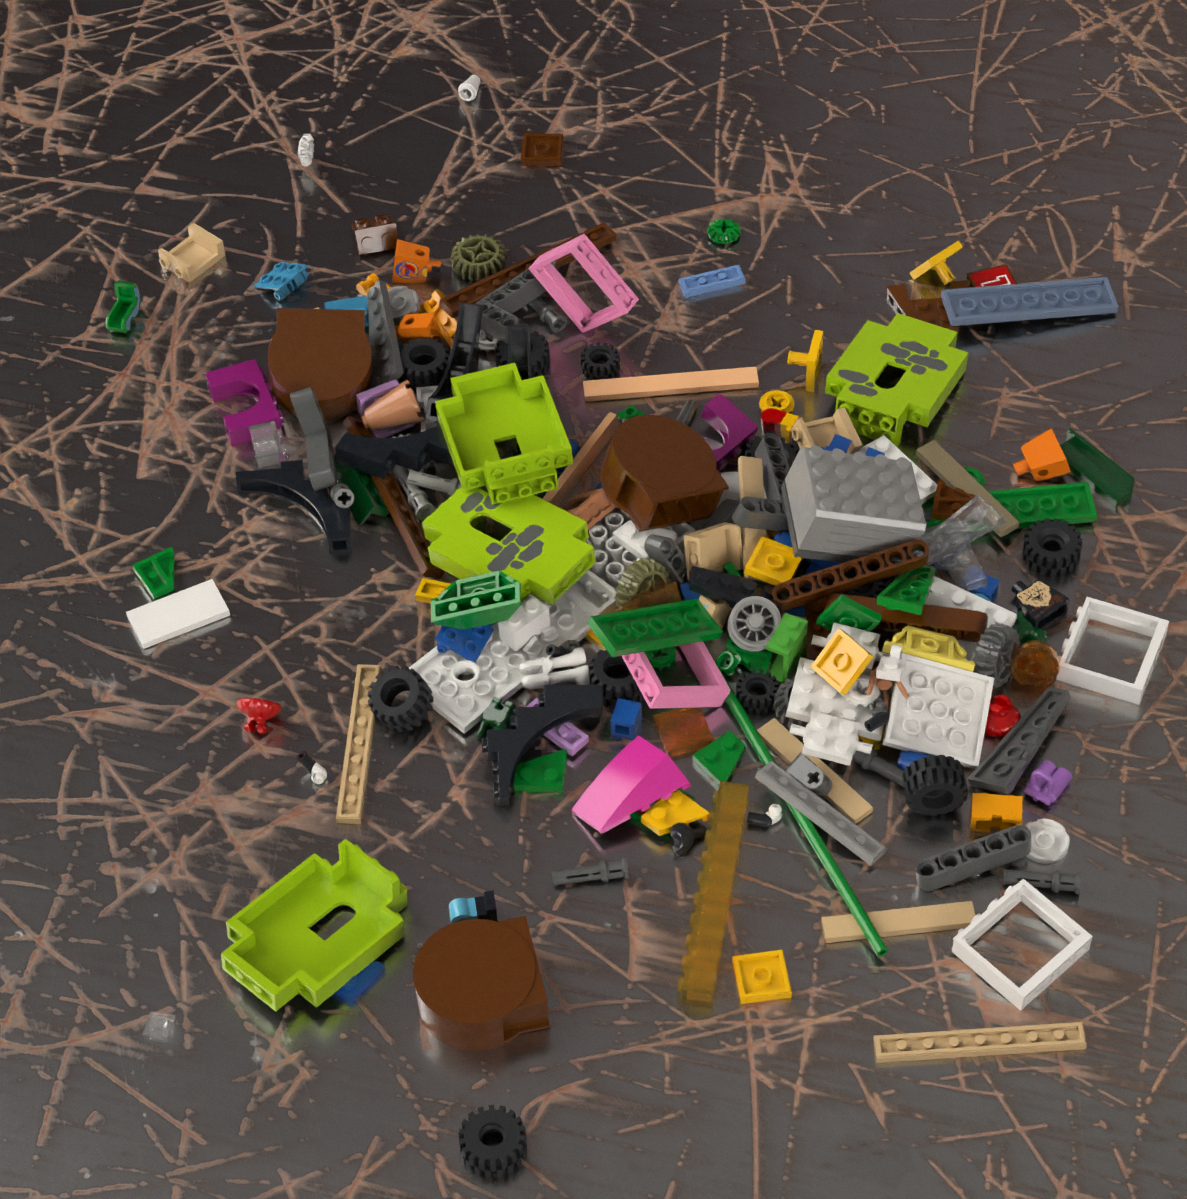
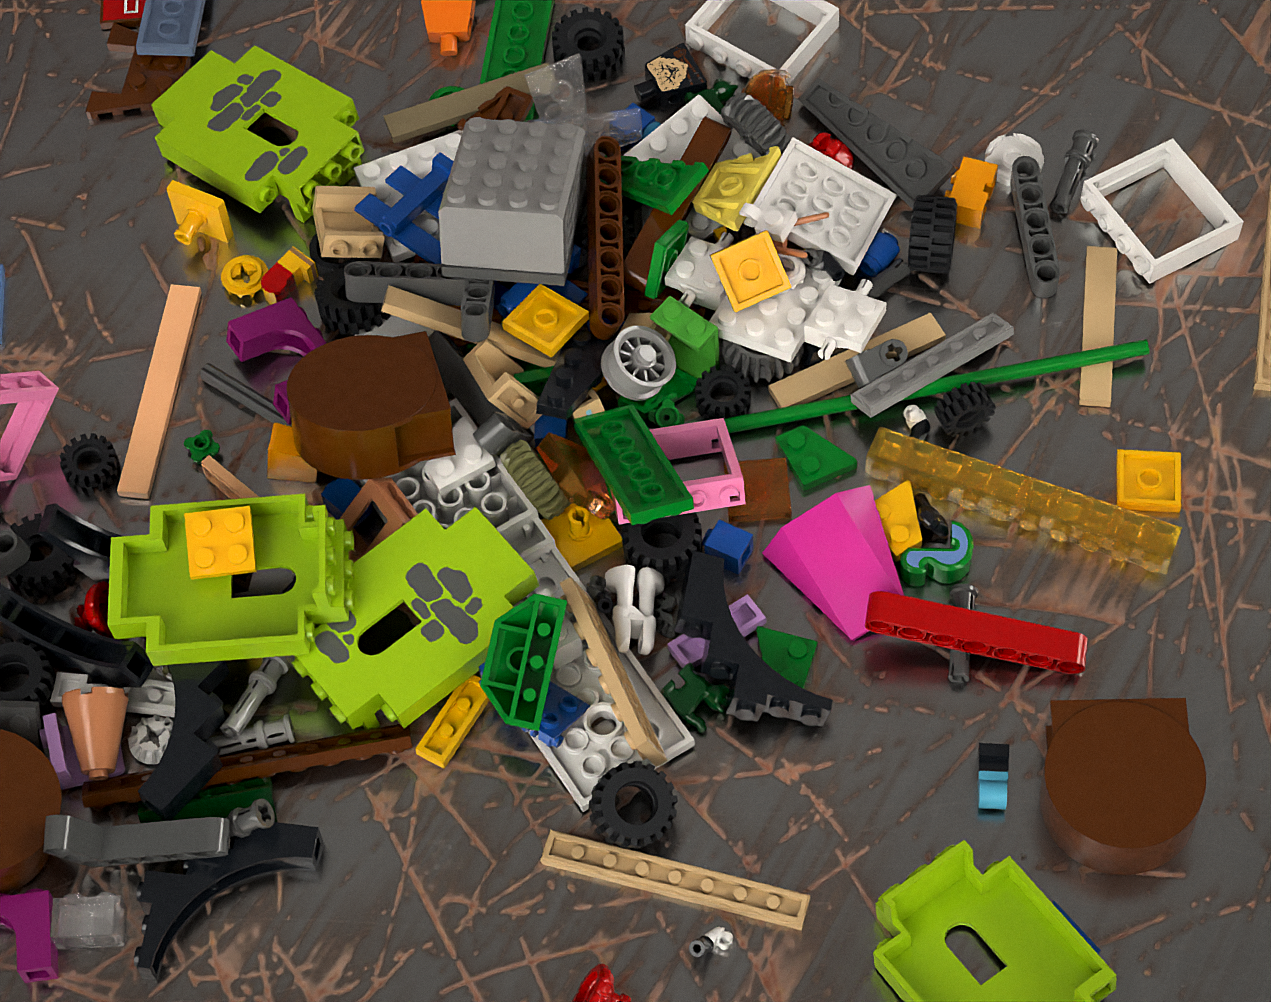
camera: 75 degrees left, 10 degrees up
(492, 659) = (614, 676): none -> tan plate
(523, 416) = (220, 542): none -> yellow plate
(584, 874) = (976, 632): none -> red beam
(646, 855) = (941, 564): none -> green animal
(782, 837) = (964, 409): none -> black tyre
(938, 263) = (75, 44): yellow tile -> none
(1047, 782) = (937, 133): medium lavender piece -> none

